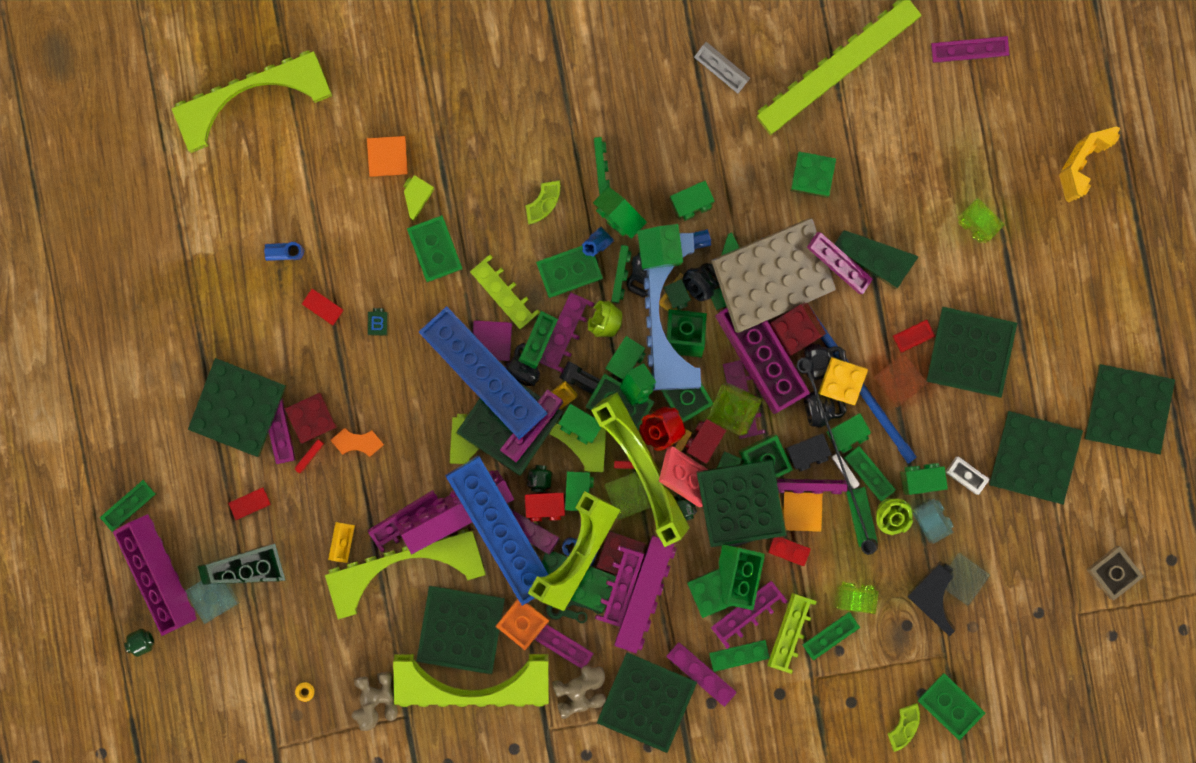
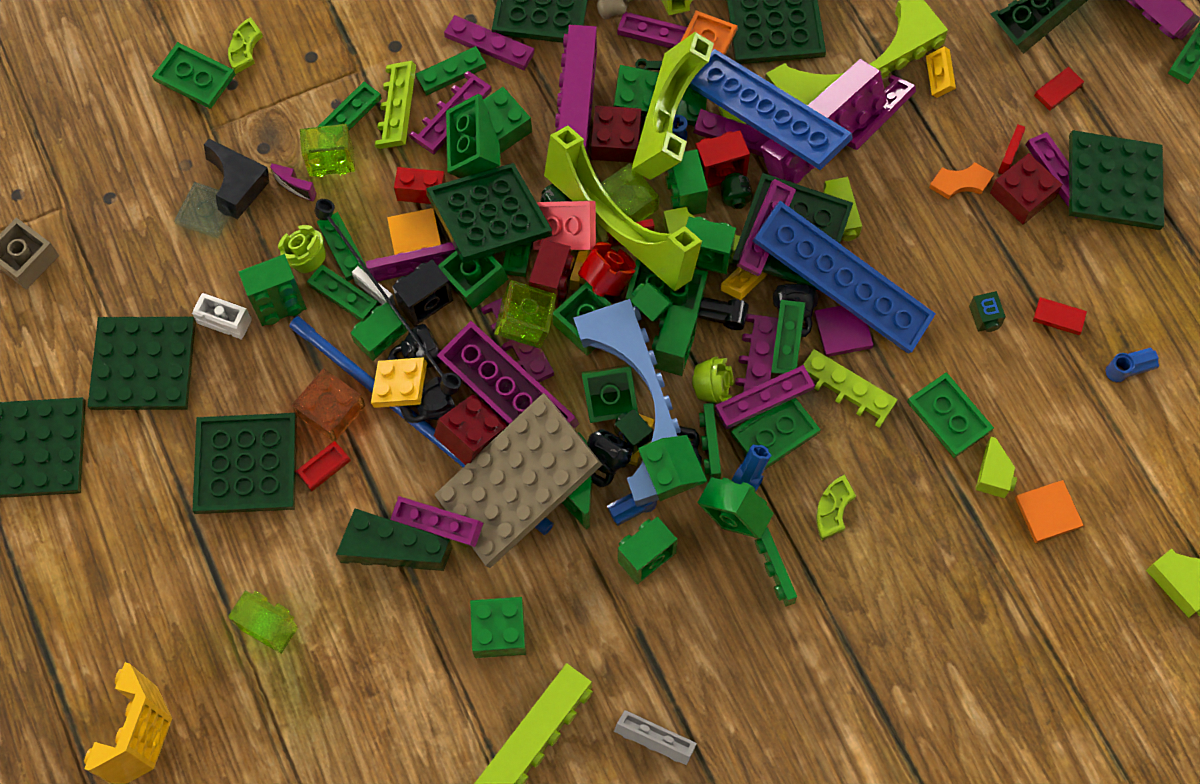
camera: 170 degrees right, 20 degrees down
(571, 295) = (764, 397): none -> magenta plate
(622, 586) = (605, 91): magenta hinge -> none
(892, 586) = (287, 178): none -> magenta slope
(932, 521) = (248, 246): clear light blue brick -> none

